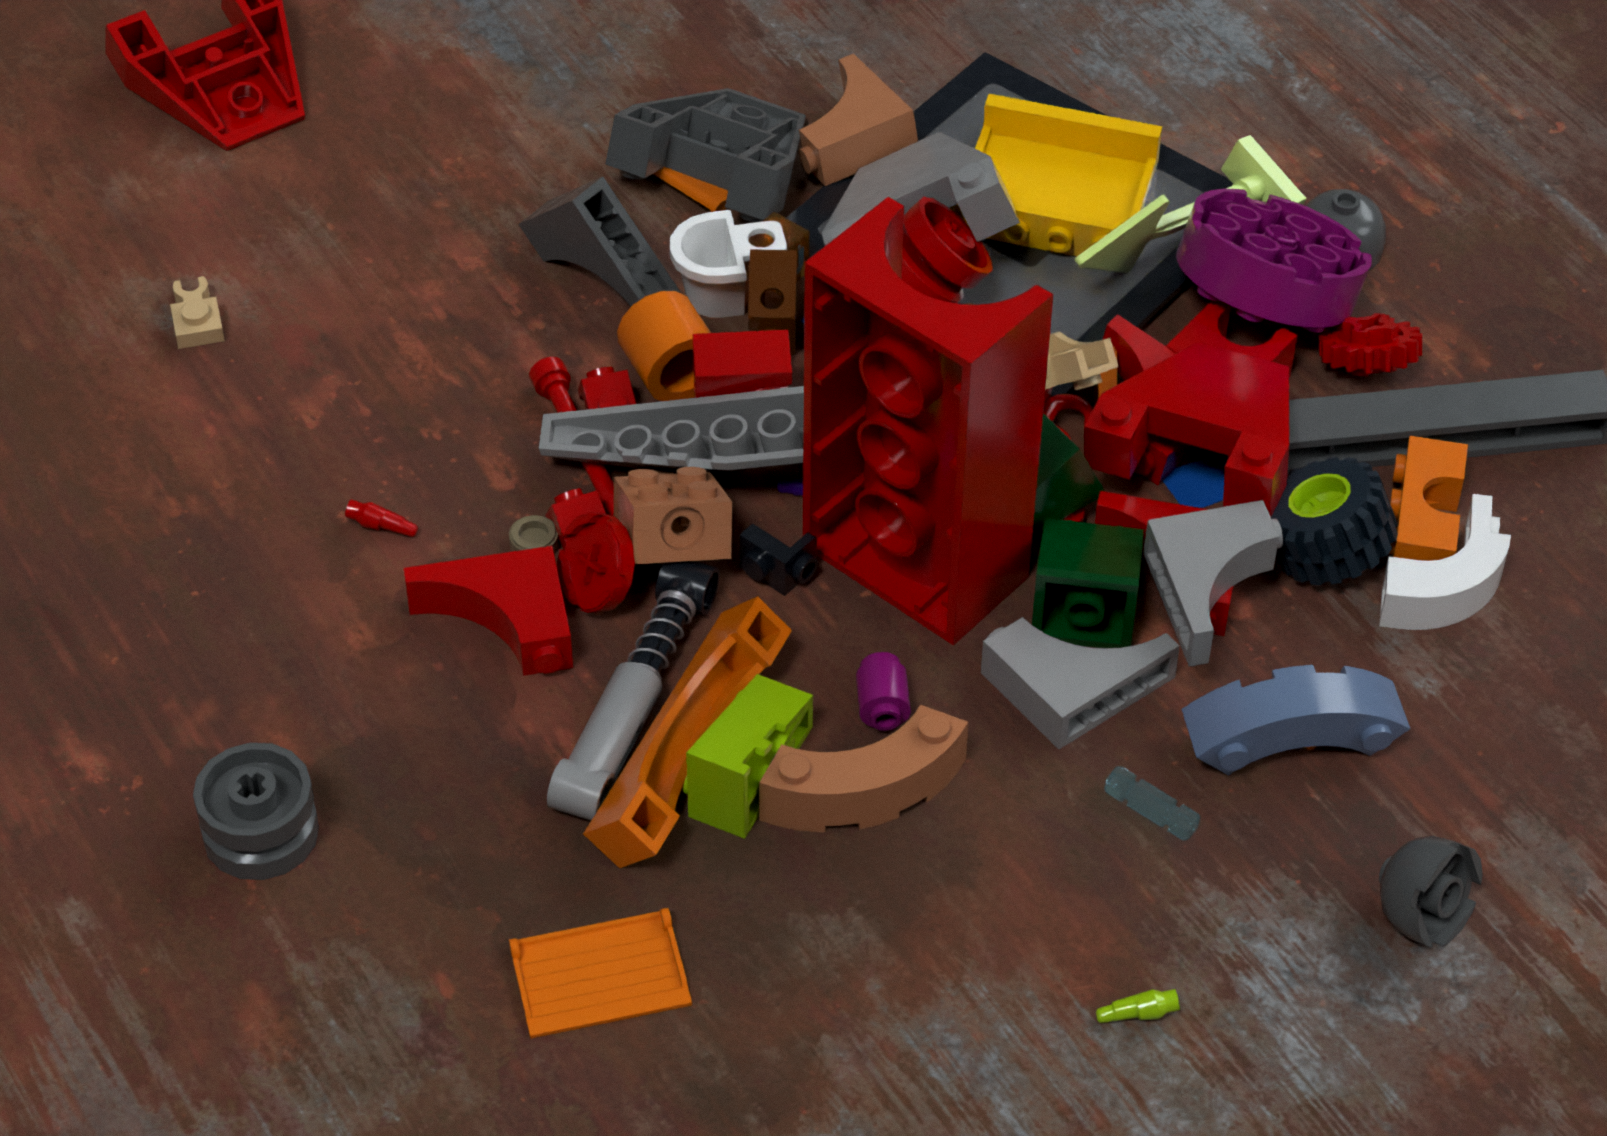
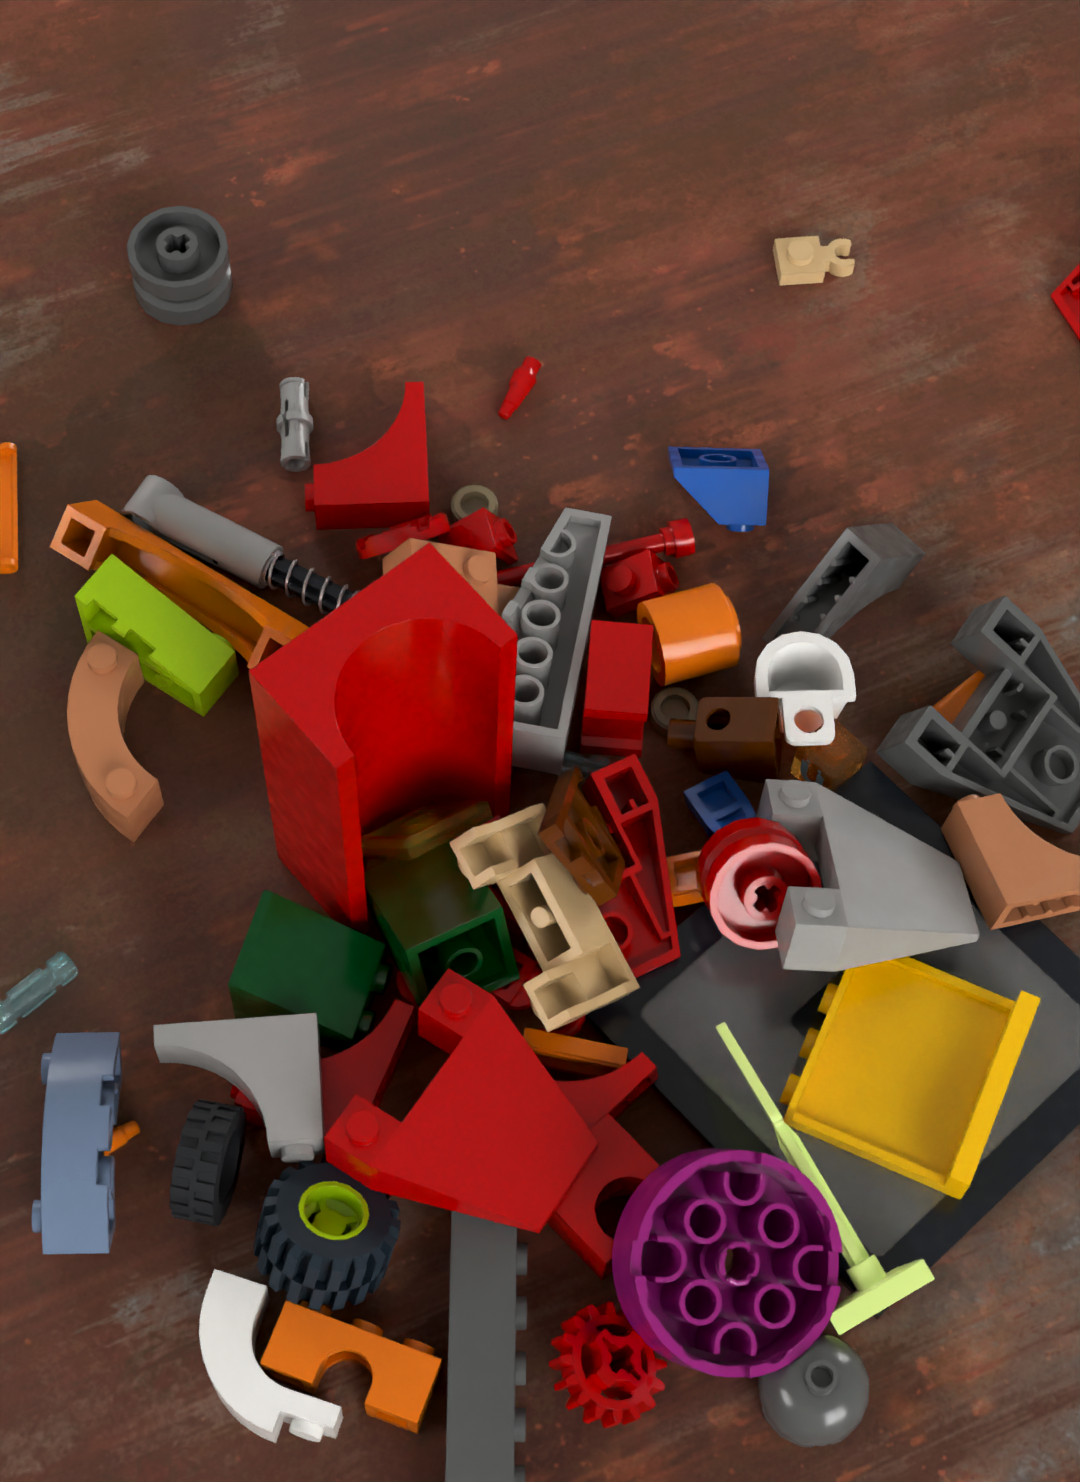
camera: 95 degrees right, 15 degrees up
(415, 695) = (294, 424): none -> light grey pin
(481, 342) = (725, 483): none -> blue slope
(882, 691) = (211, 769): magenta brick -> none
(1072, 686) = (187, 927): light grey arch -> none
(1293, 584) = (207, 1162): none -> black tyre

